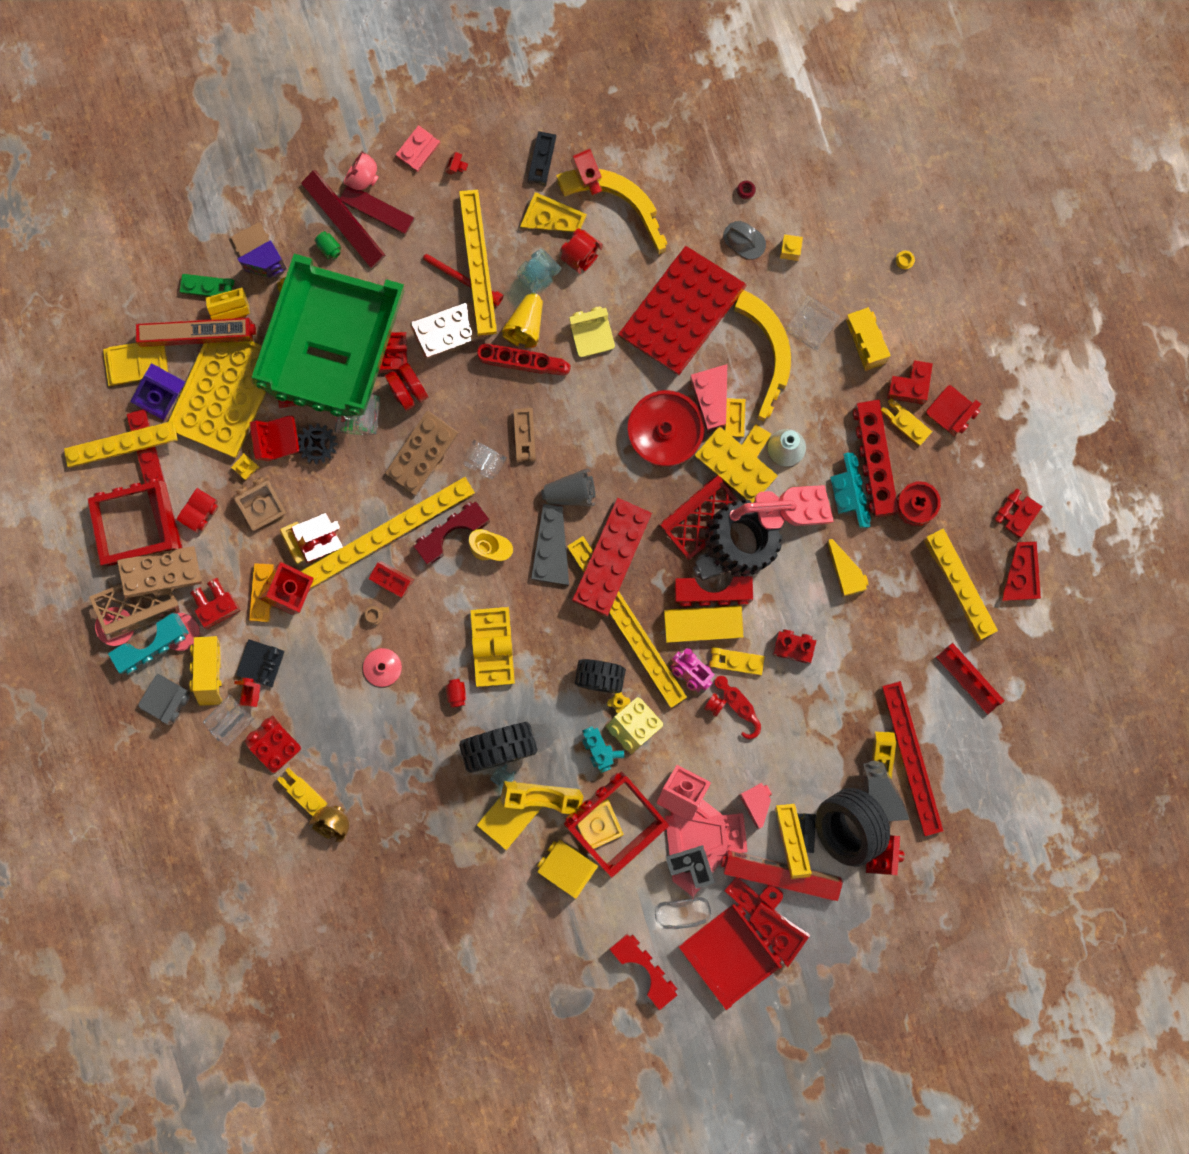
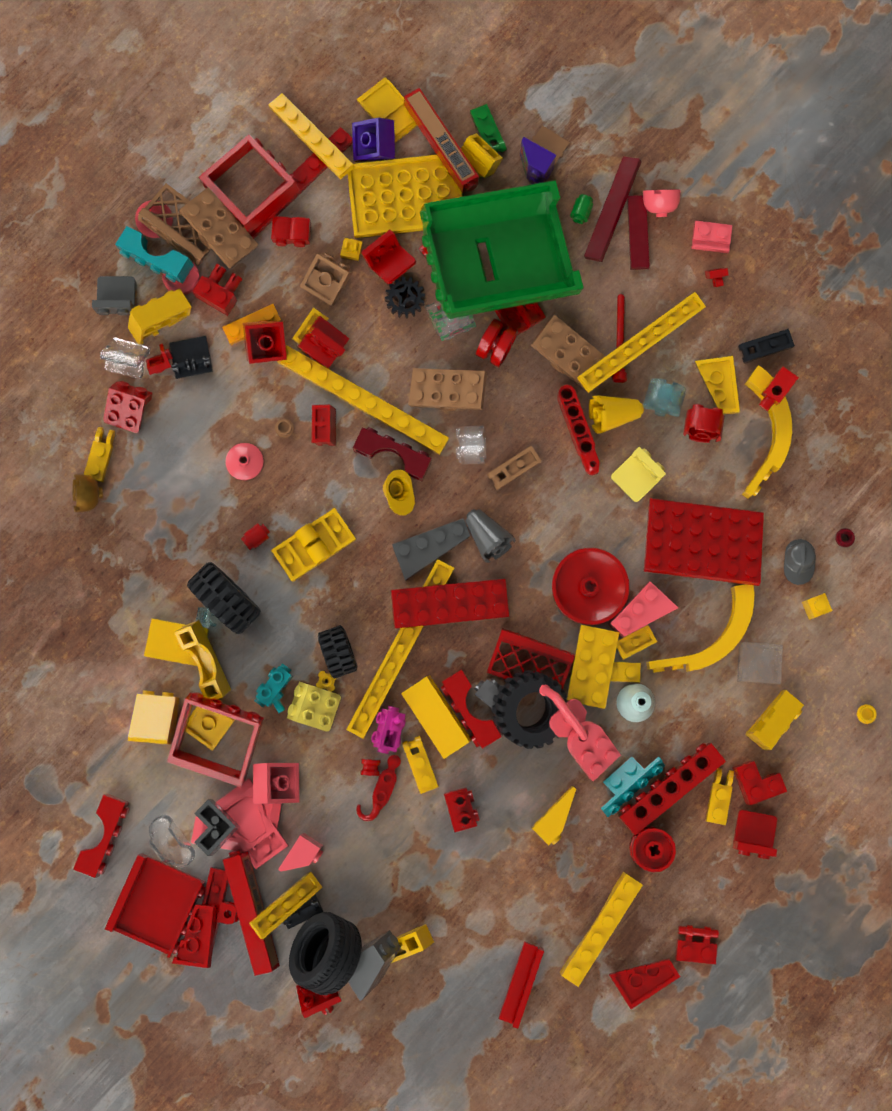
camera: 60 degrees right, 0 degrees up
(912, 758) = (420, 972): red plate -> none

